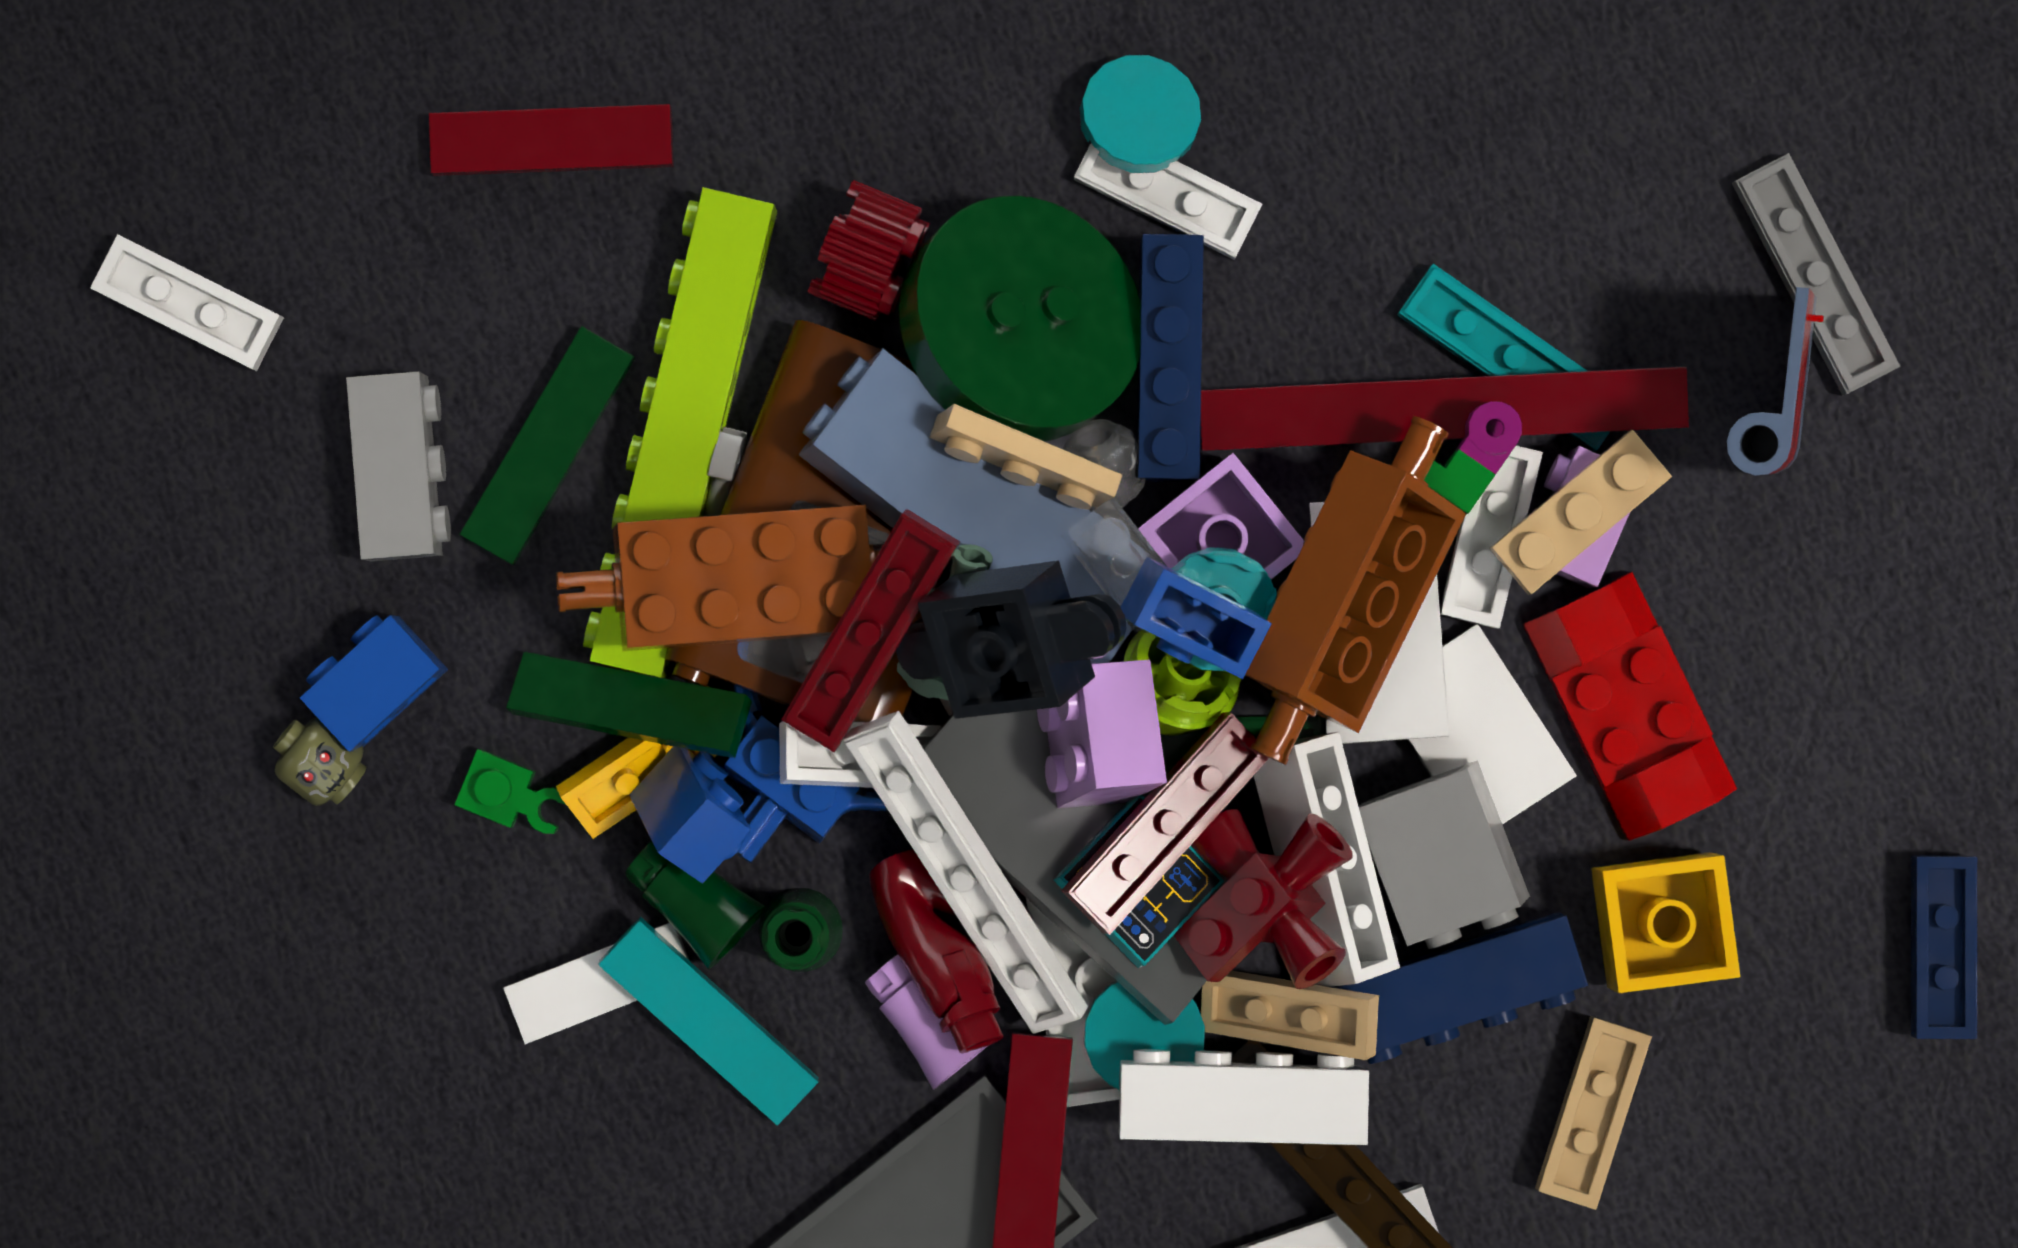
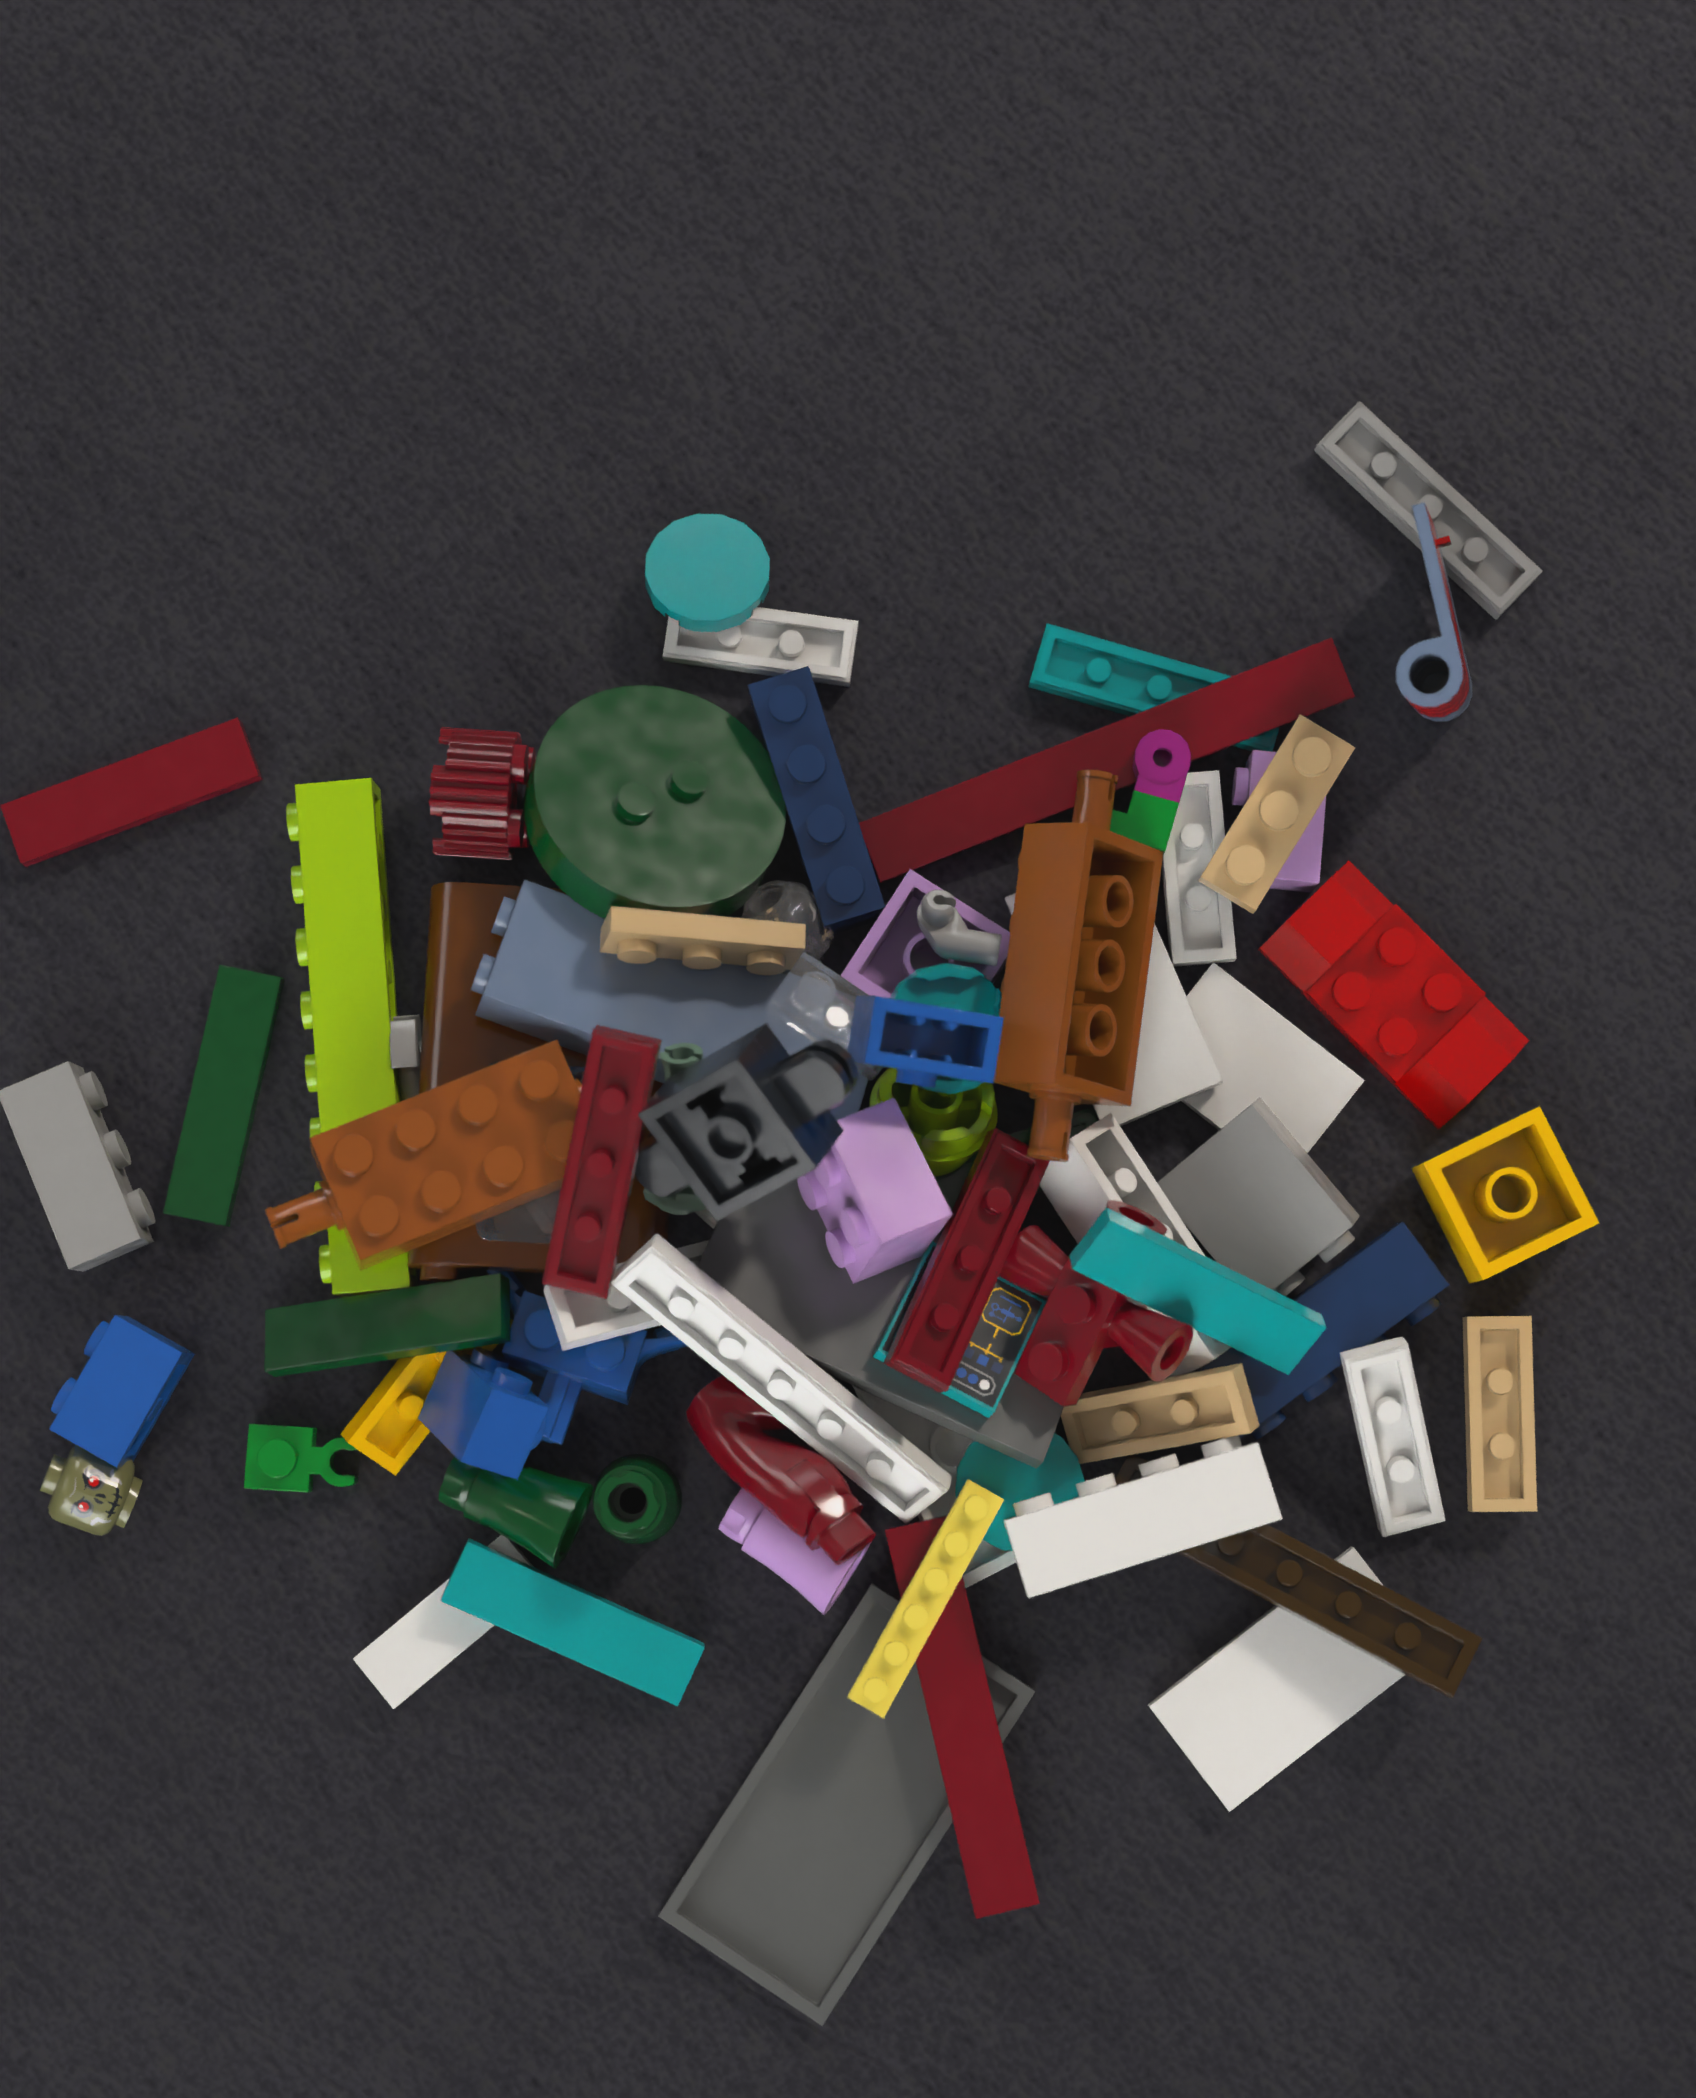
camera: 10 degrees left, 5 degrees down
(1028, 1106) = (925, 1598): none -> light yellow piece
(1249, 527) = (950, 935): none -> light grey arm
(1360, 920) = (1197, 1291): none -> teal tile
(1491, 1101) = (1392, 1436): none -> white tile

